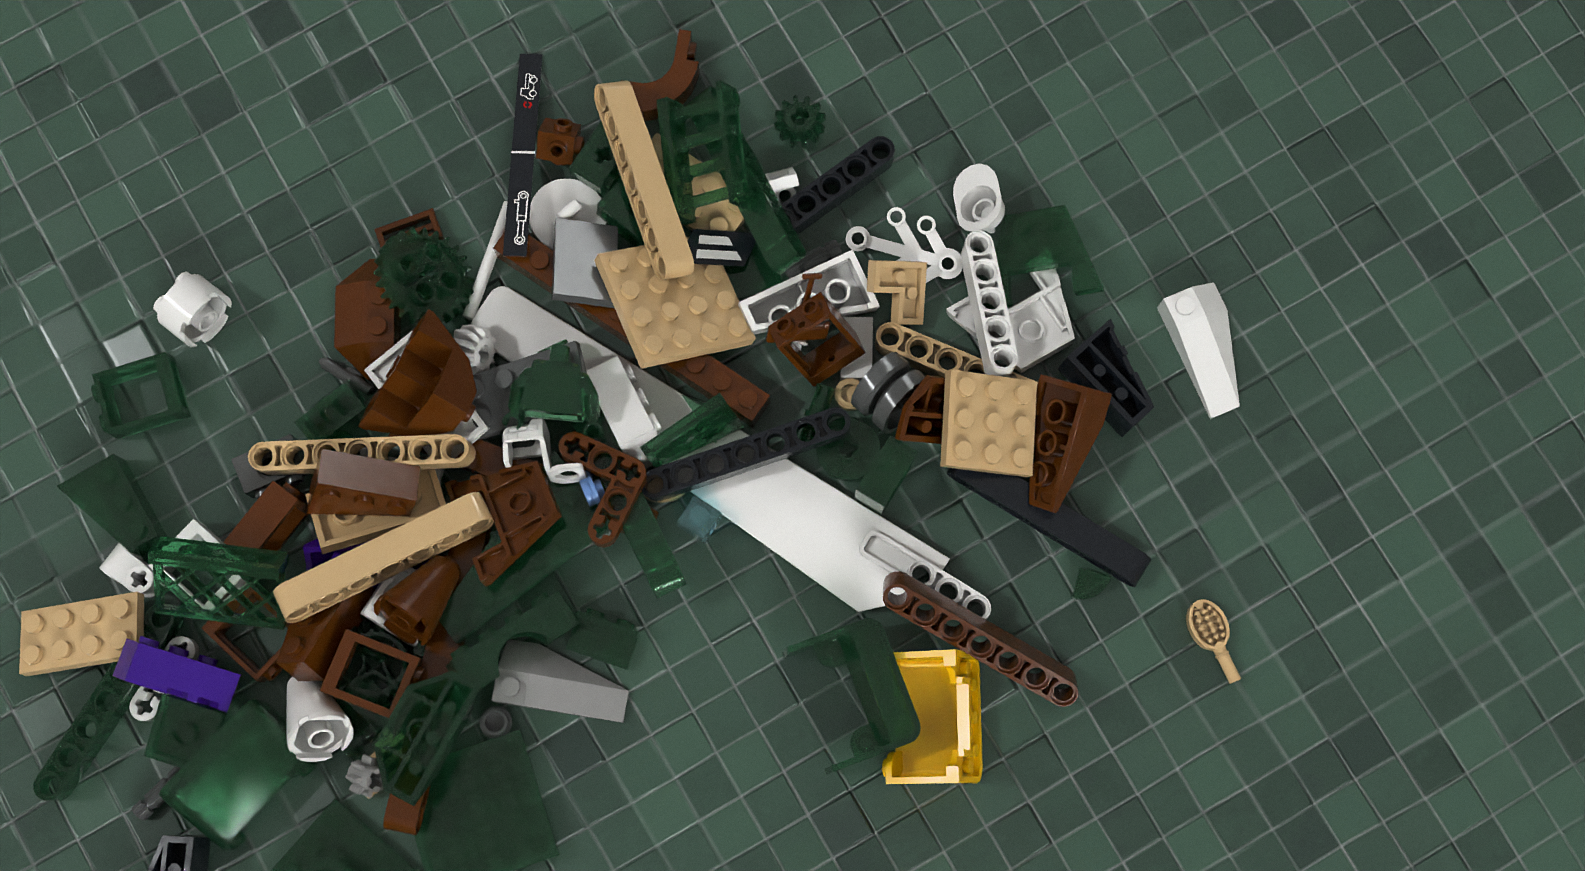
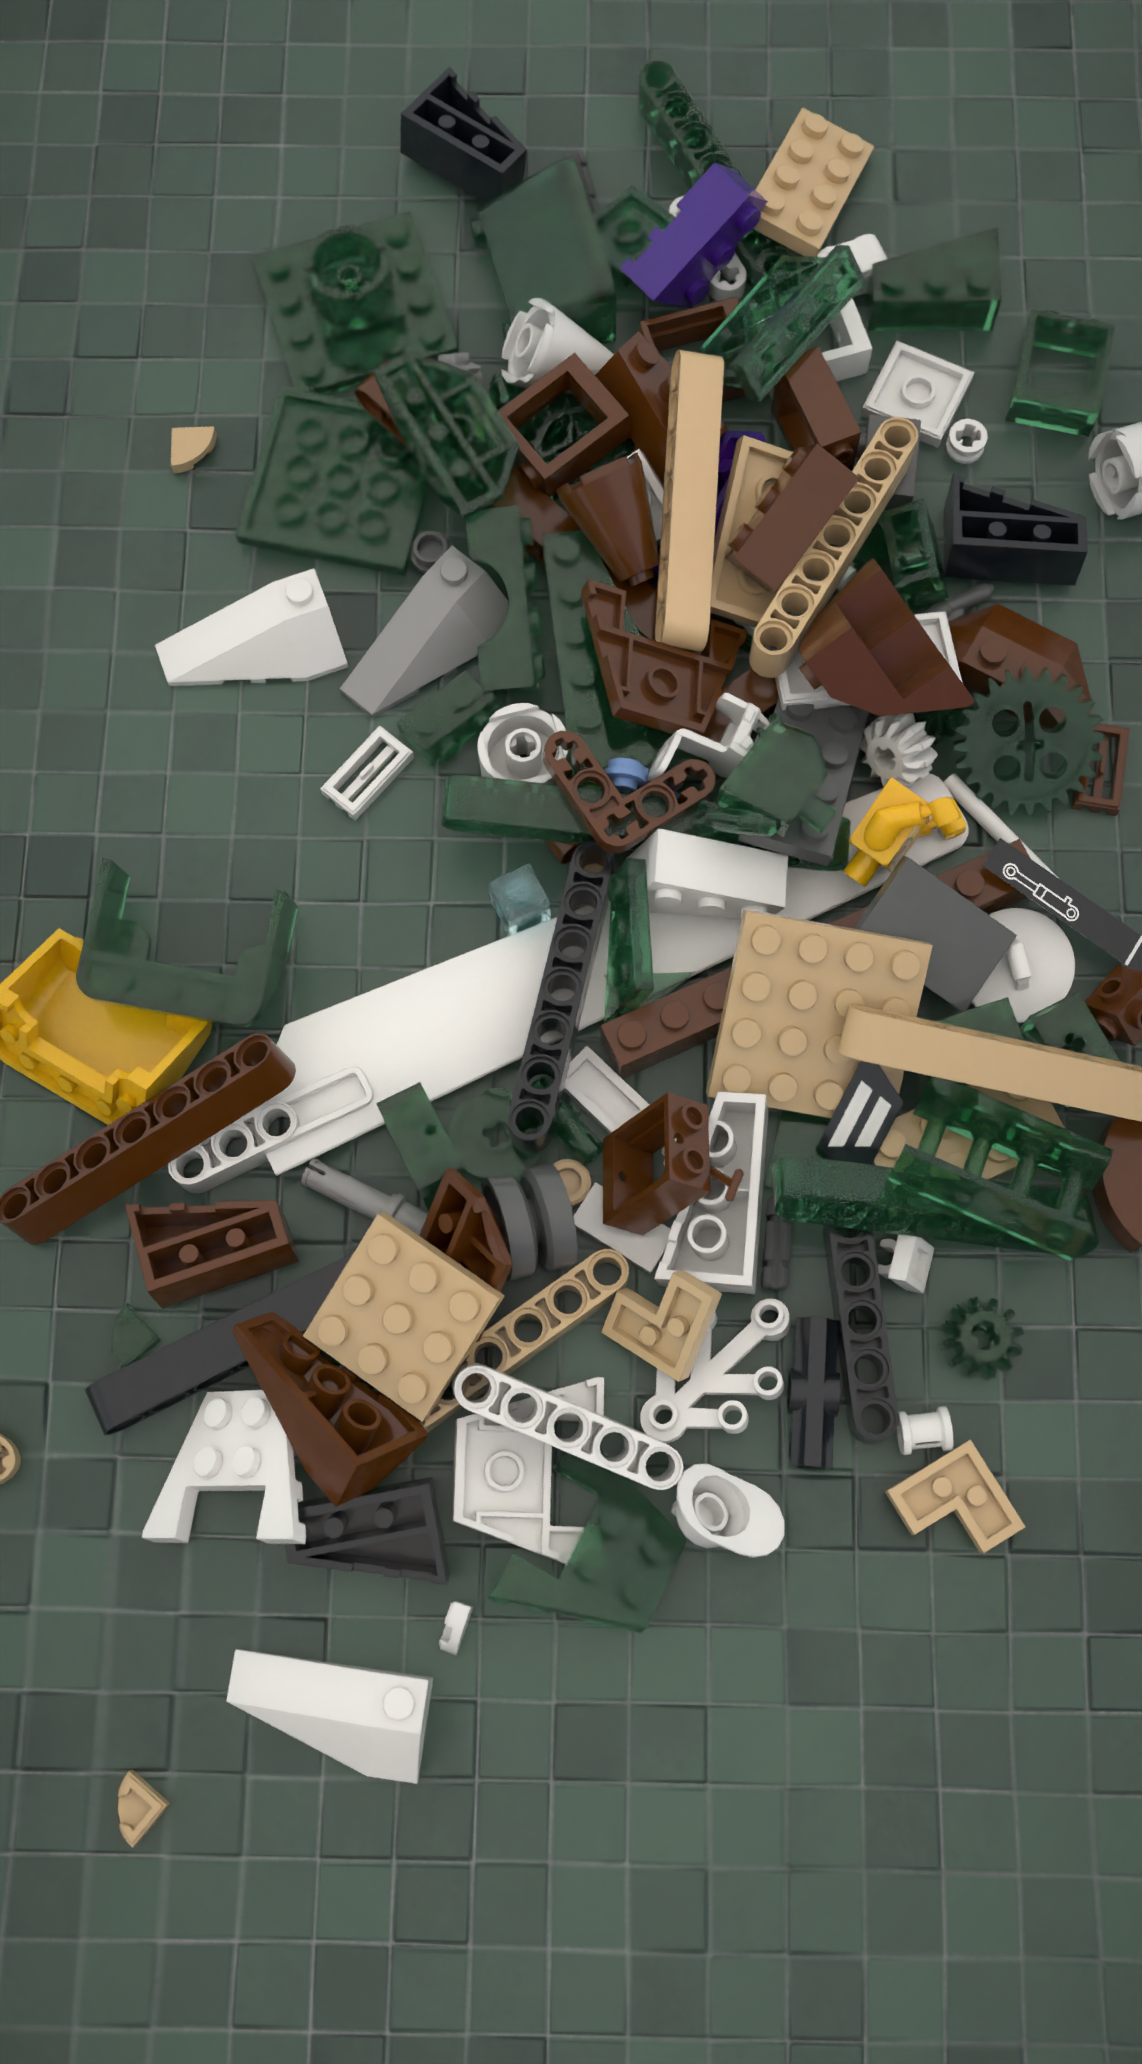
camera: 125 degrees right, 5 degrees down
(202, 480) = (919, 388): none -> white tile
(232, 433) = (969, 428): none -> white bush
(286, 363) = (1010, 539): none -> black wedge
(526, 318) = (894, 826): none -> yellow torso
(606, 590) = (514, 732): none -> white brick
(617, 788) = (264, 636): none -> white wedge
(698, 661) = (379, 784): none -> white tile
(786, 399) = (601, 1091): none -> white tile
(868, 123) = (924, 1431): none -> white bush
(885, 193) = (813, 1393): none -> black piece
(886, 94) = (962, 1485): none -> tan plate
(929, 480) = (362, 1196): none -> light grey pin
(1015, 568) = (208, 1246): none -> reddish brown wedge
(1110, 478) = (232, 1448): none -> white wing
(1124, 308) = (455, 1627): none -> white tile
(1319, 417) = (138, 1807): none -> tan tile

